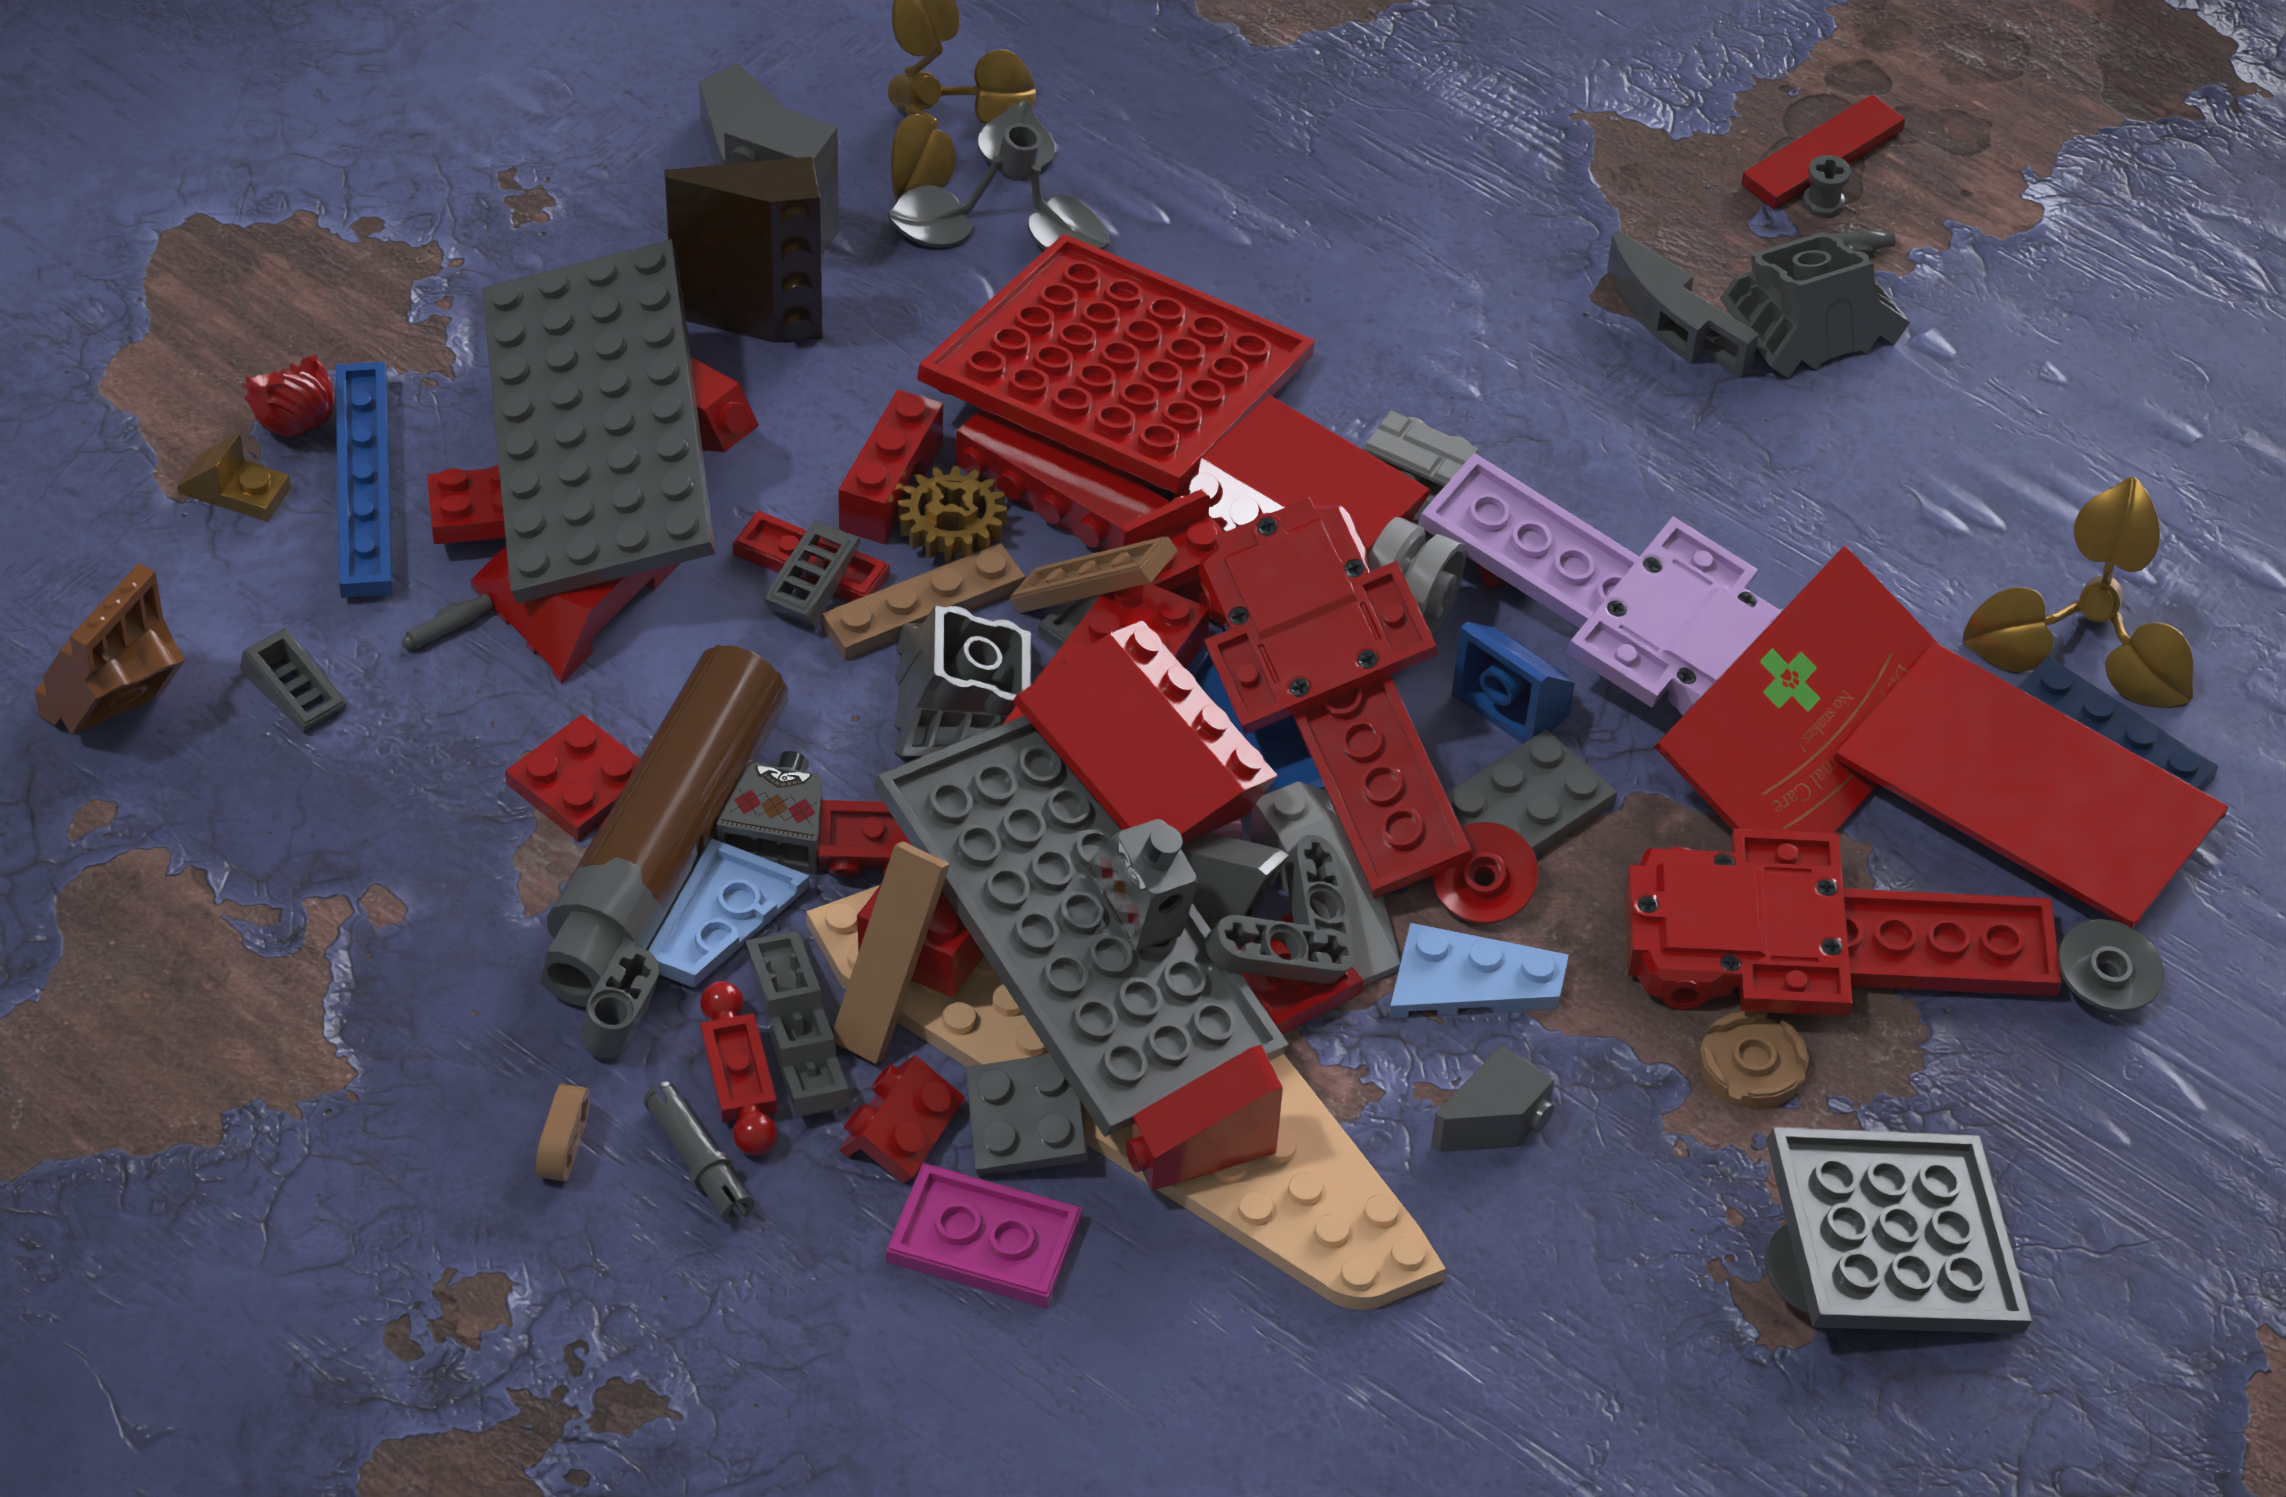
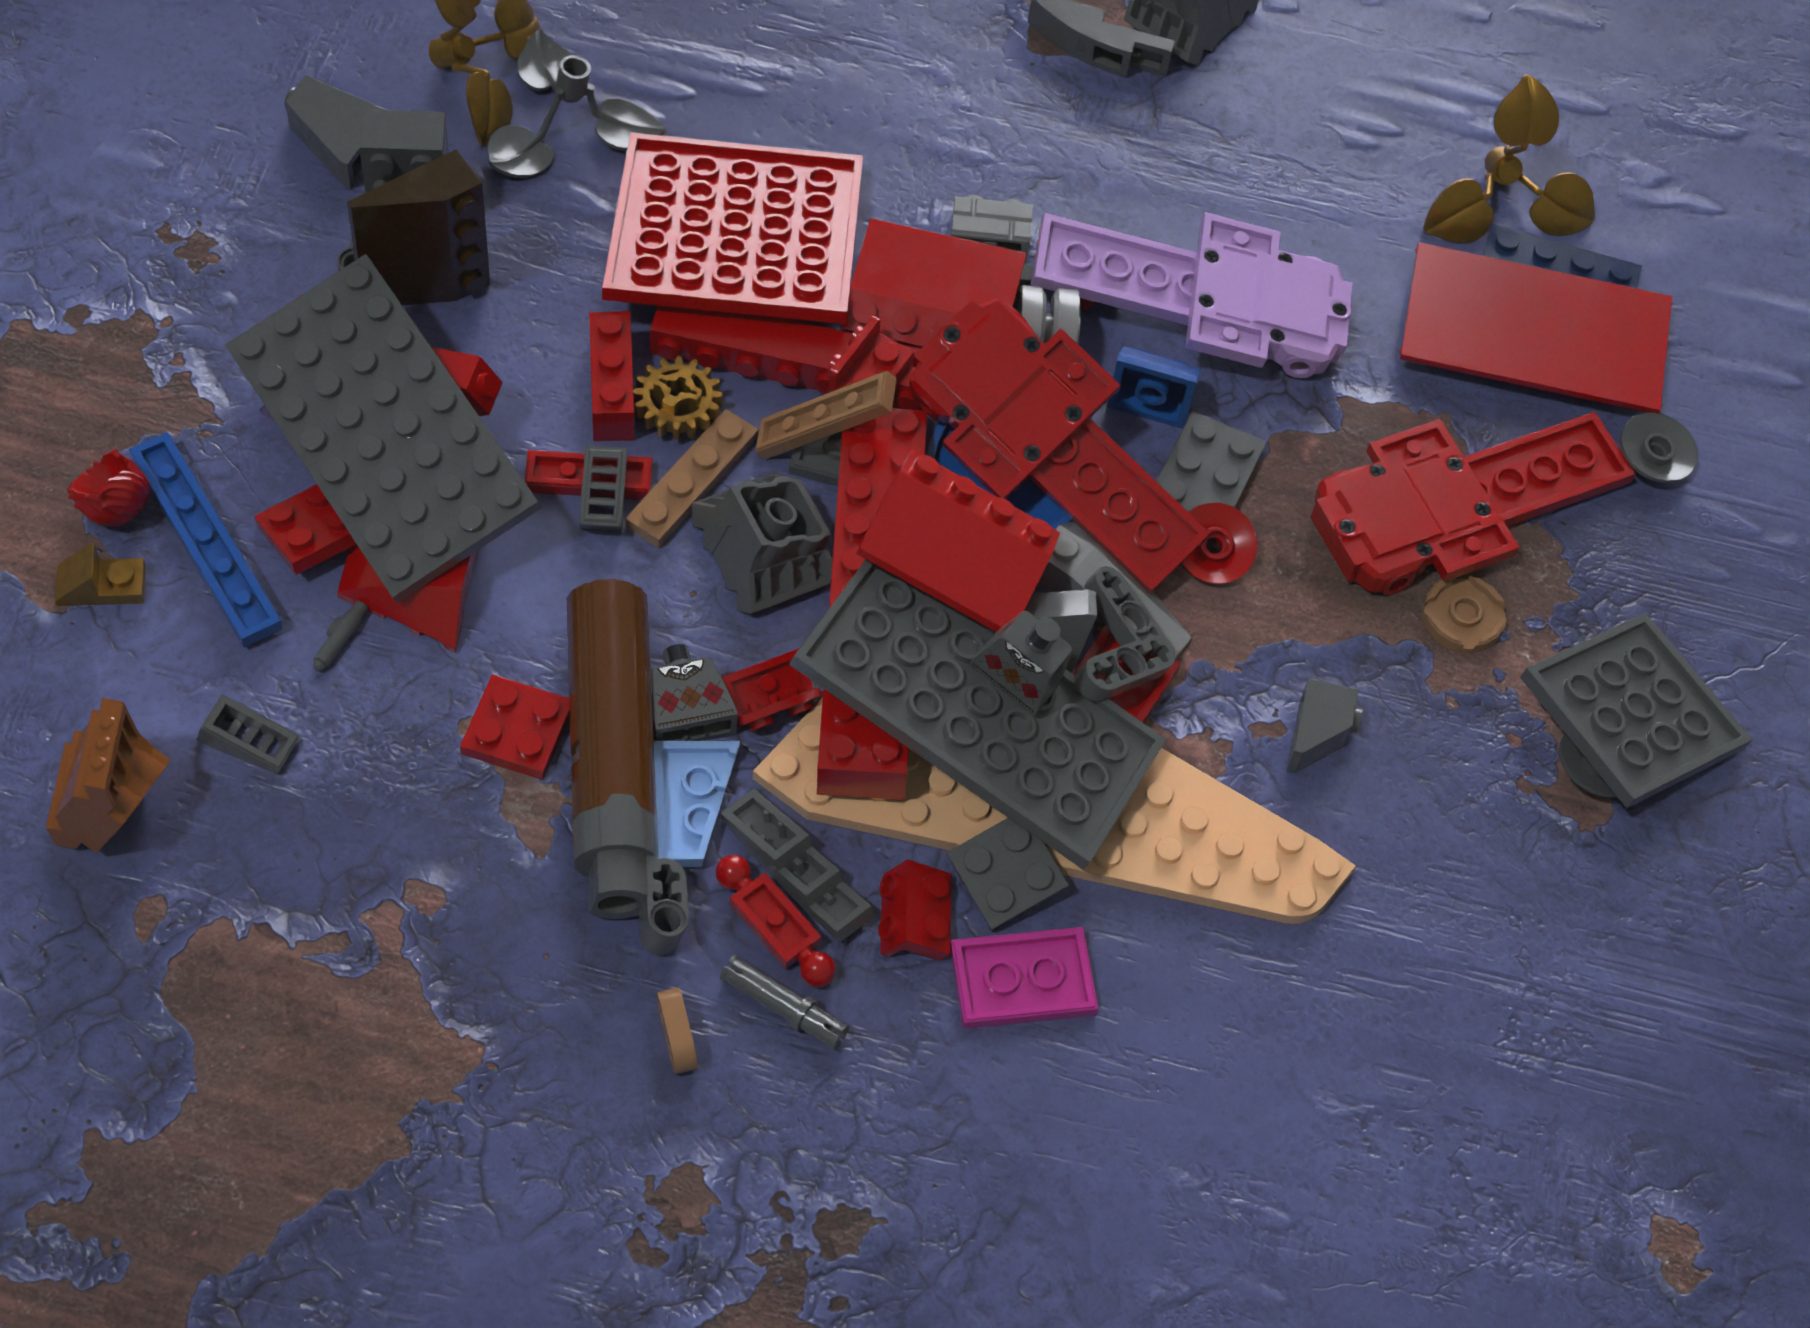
camera: 30 degrees left, 10 degrees up
(889, 951) = (857, 787): medium nougat tile -> none
(1209, 1123) = (1153, 827): red slope -> none
(1462, 970) = (1240, 625): light blue wing -> none
(1773, 720) = (1356, 328): red piece -> none

